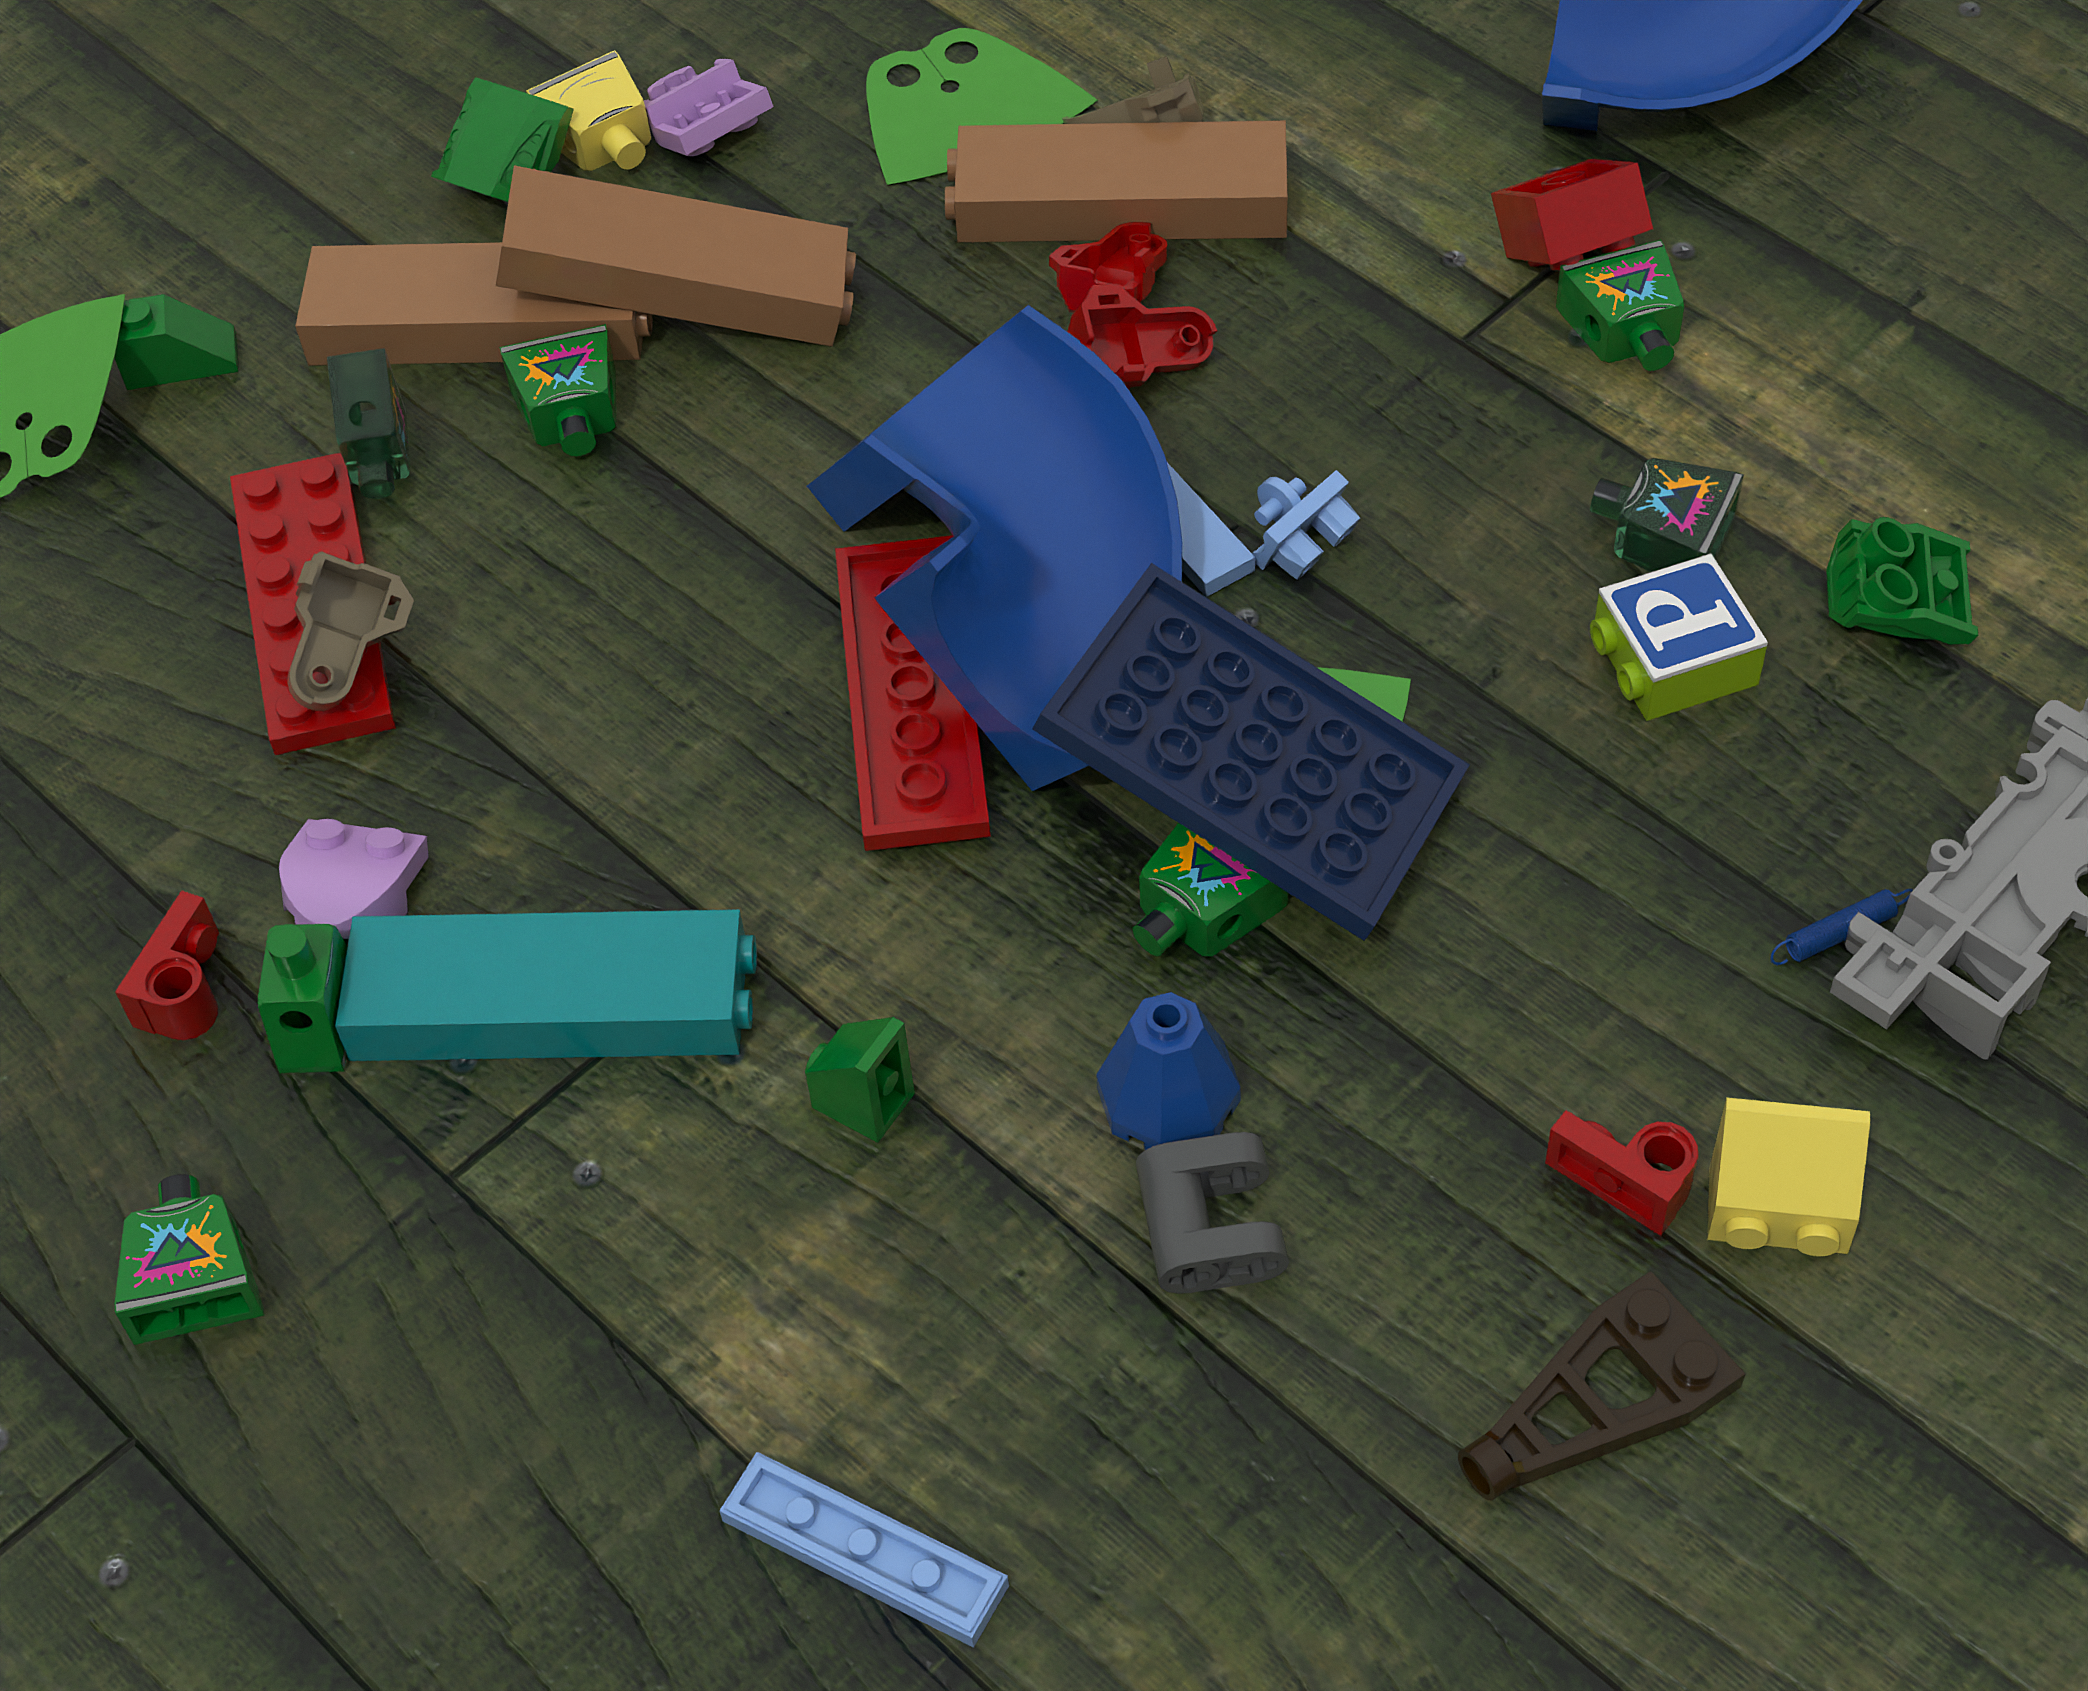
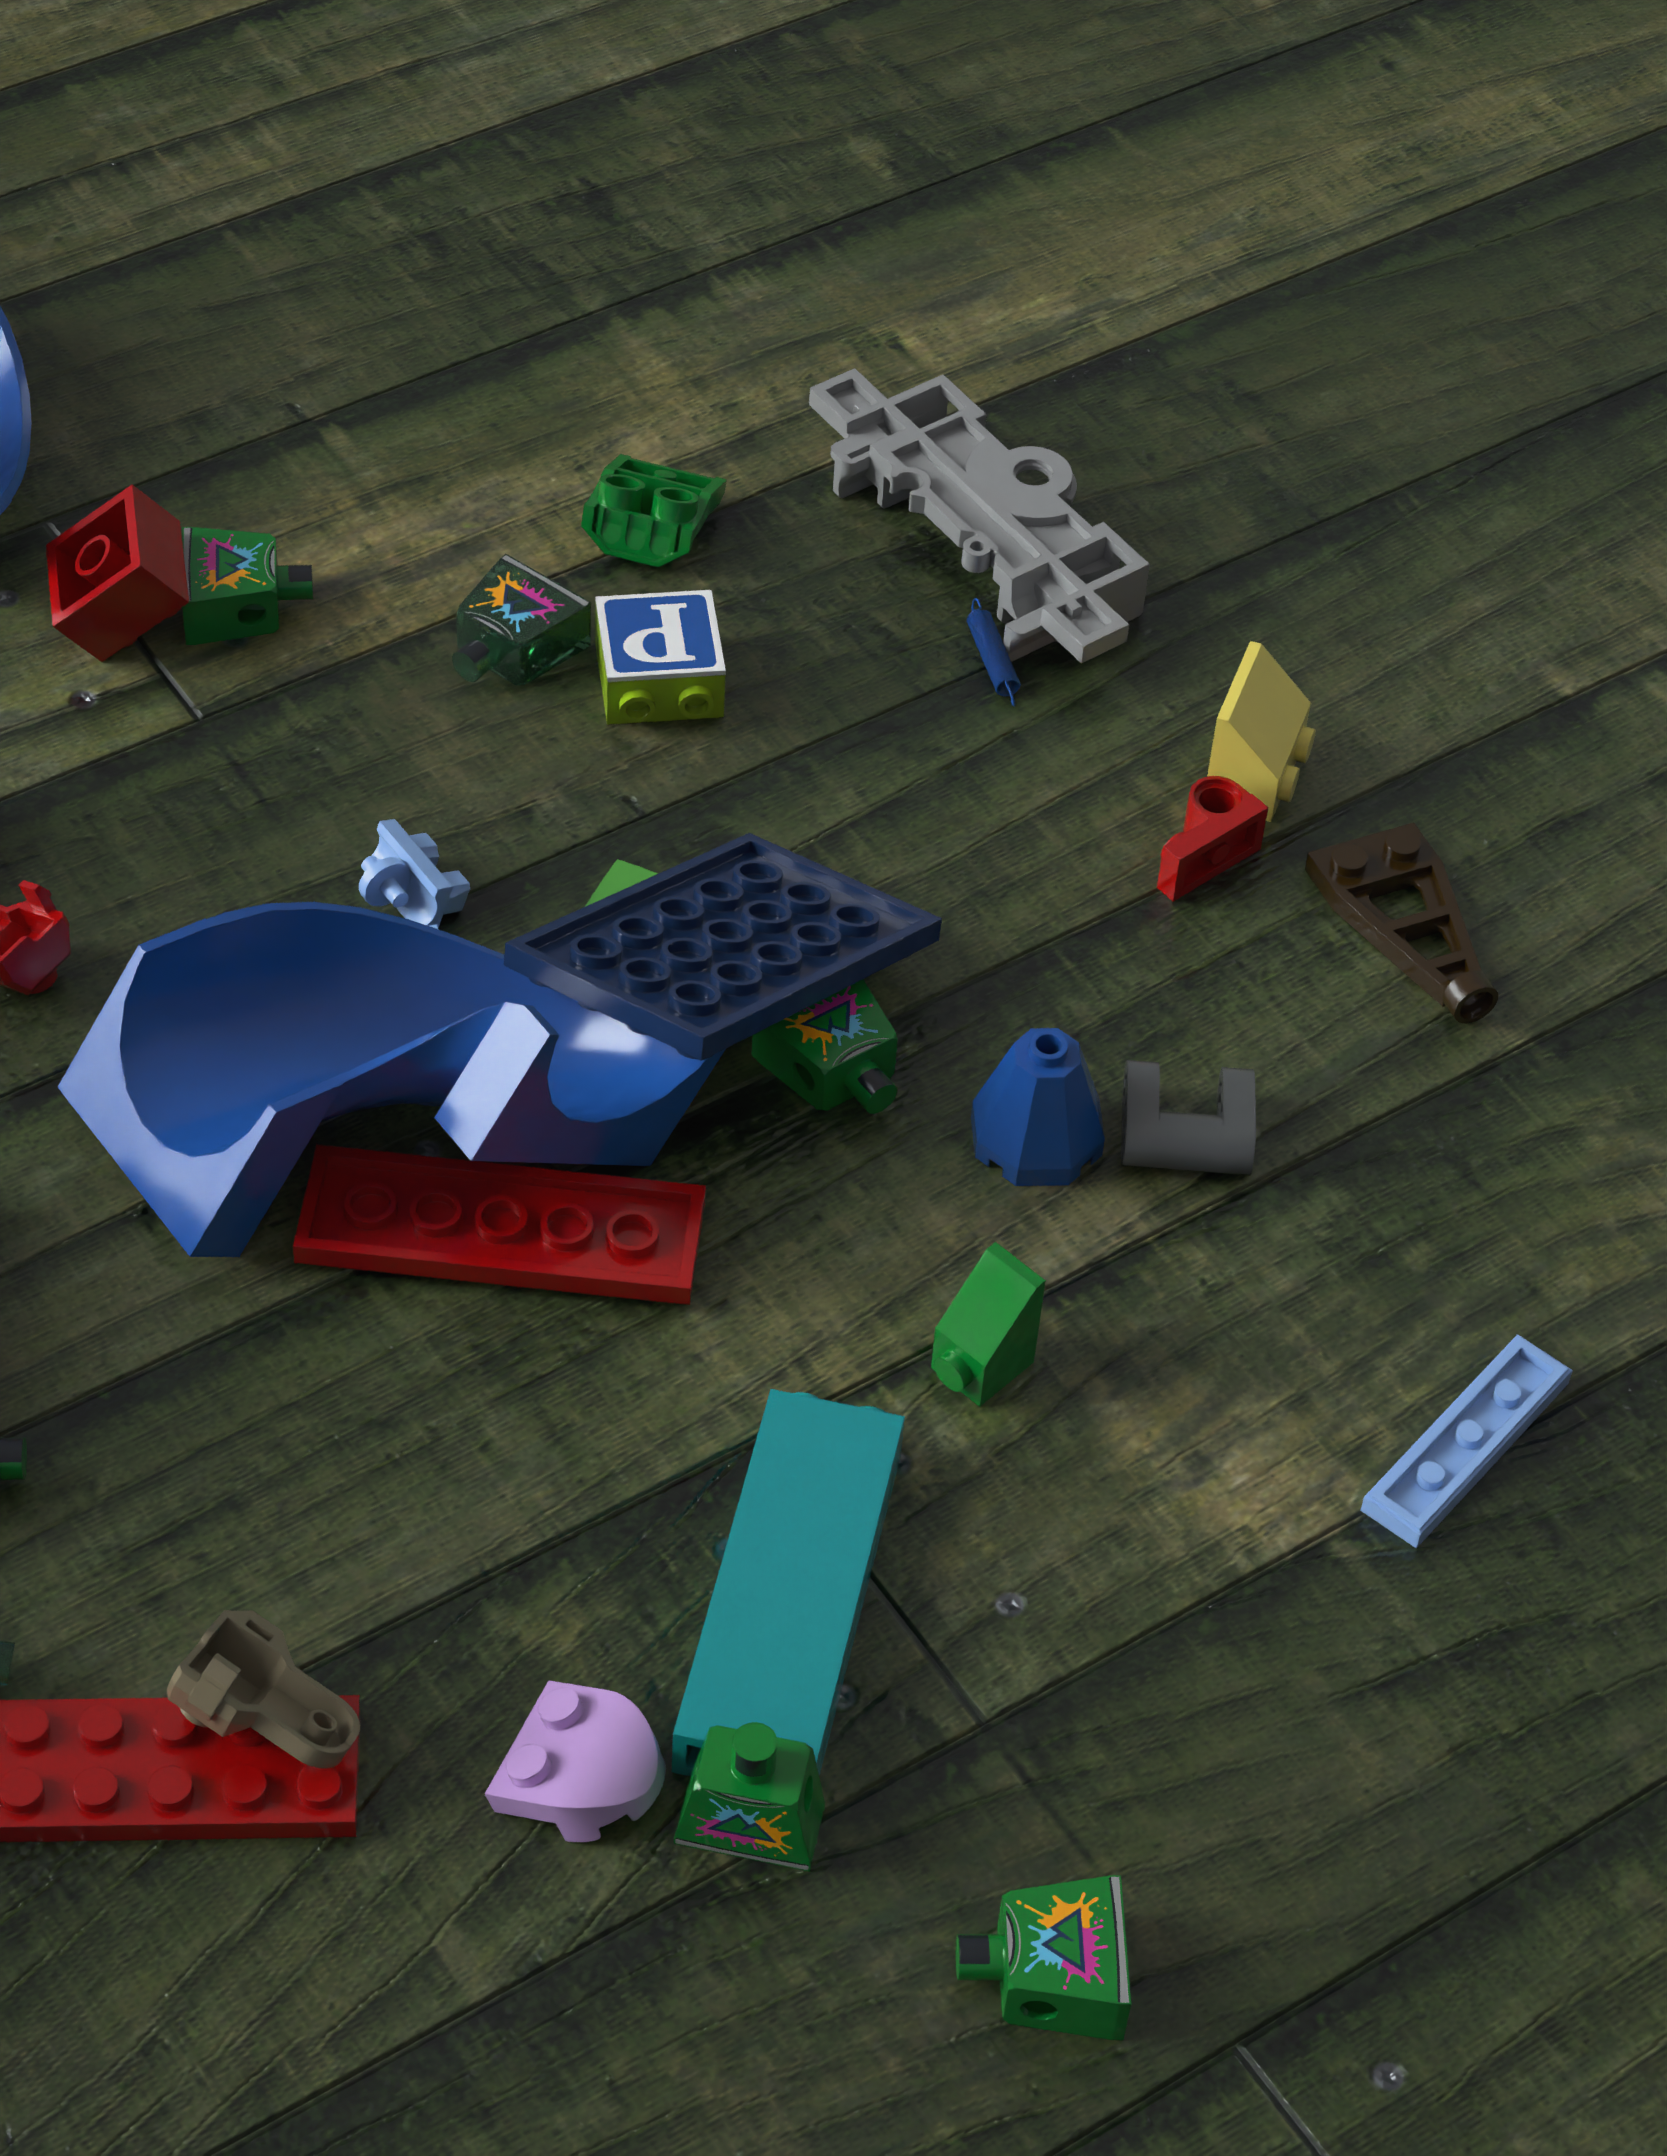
camera: 85 degrees left, 5 degrees down
(165, 984) = (662, 1947): red plate -> none
(1141, 339) = (102, 940): red piece -> none

